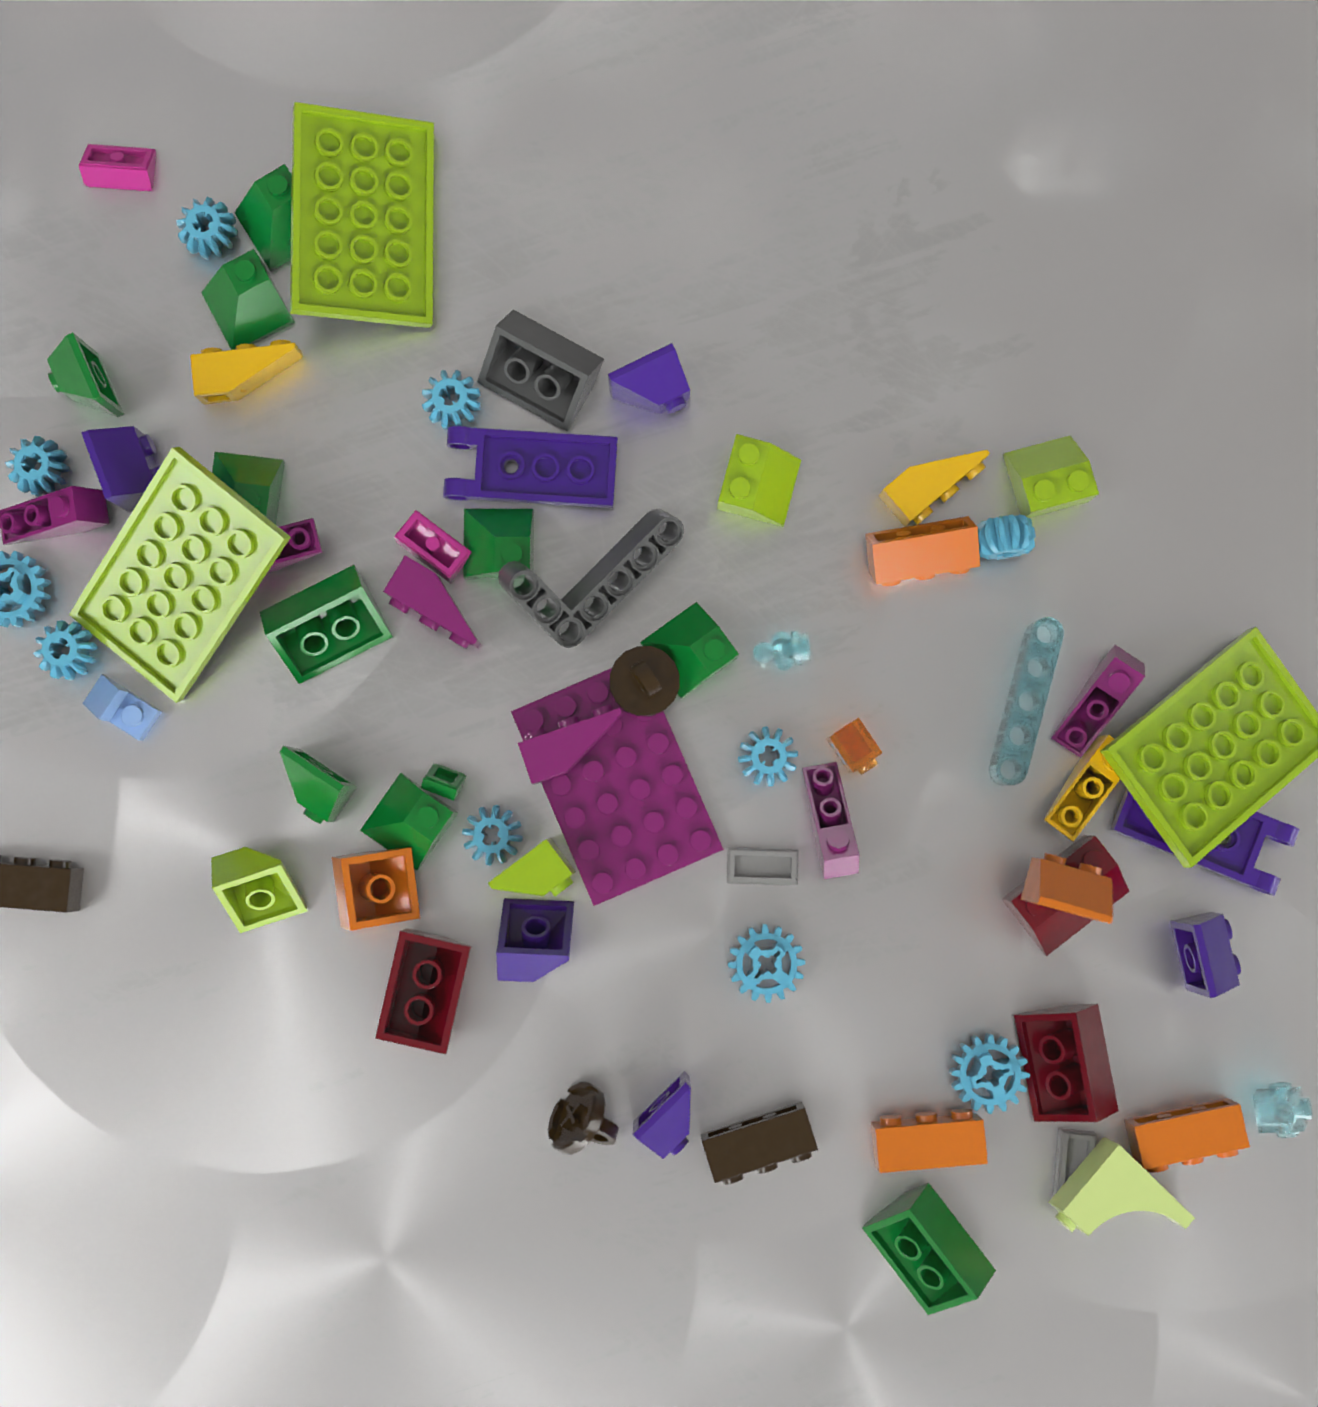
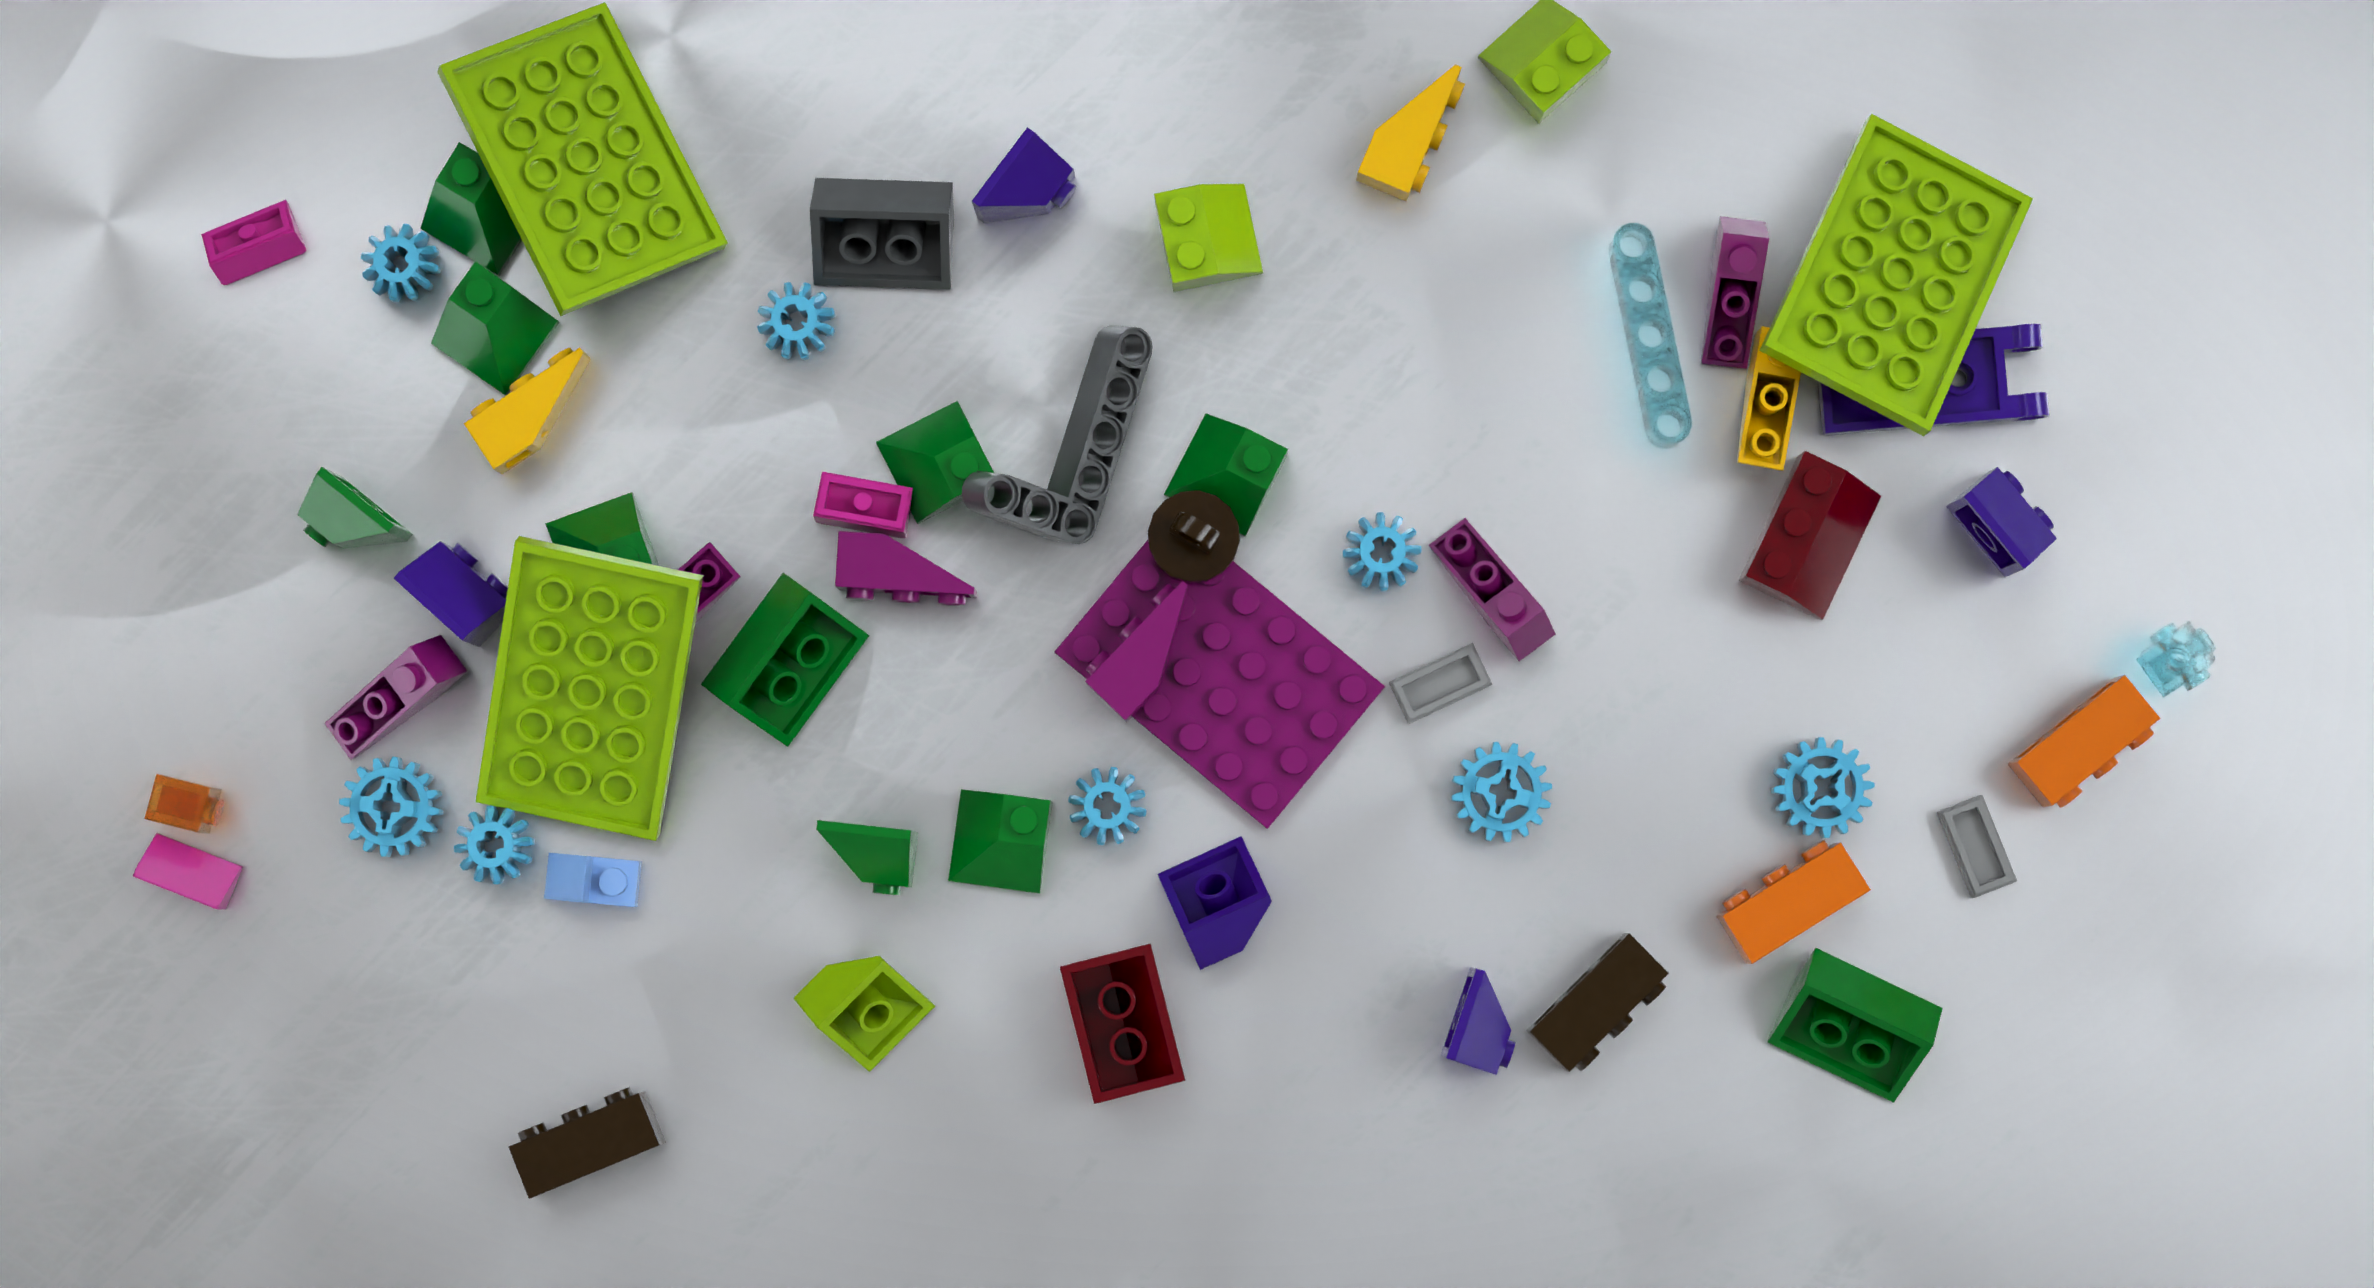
camera: 20 degrees left, 0 degrees up
(26, 460) = (338, 632): medium azure gear -> none
(375, 888) = (1003, 935): orange slope -> none
(443, 781) = (1018, 772): green tile -> none
(537, 872) = (1183, 820): lime slope -> none
(549, 471) = (954, 345): dark purple hinge -> none
(581, 1120) = (1379, 1079): dark brown tile -> none
(784, 650) = (1338, 417): clear light blue piece -> none
(855, 747) = (1477, 489): clear orange brick -> none
(923, 551) = (1440, 220): orange brick -> none
(1005, 537) = (1528, 156): medium azure gear -> none
(1067, 1064) = (1906, 731): dark red slope -> none
(1069, 889) = (1800, 527): orange slope -> none
(1110, 1185) = (2023, 841): yellowish green arch -> none

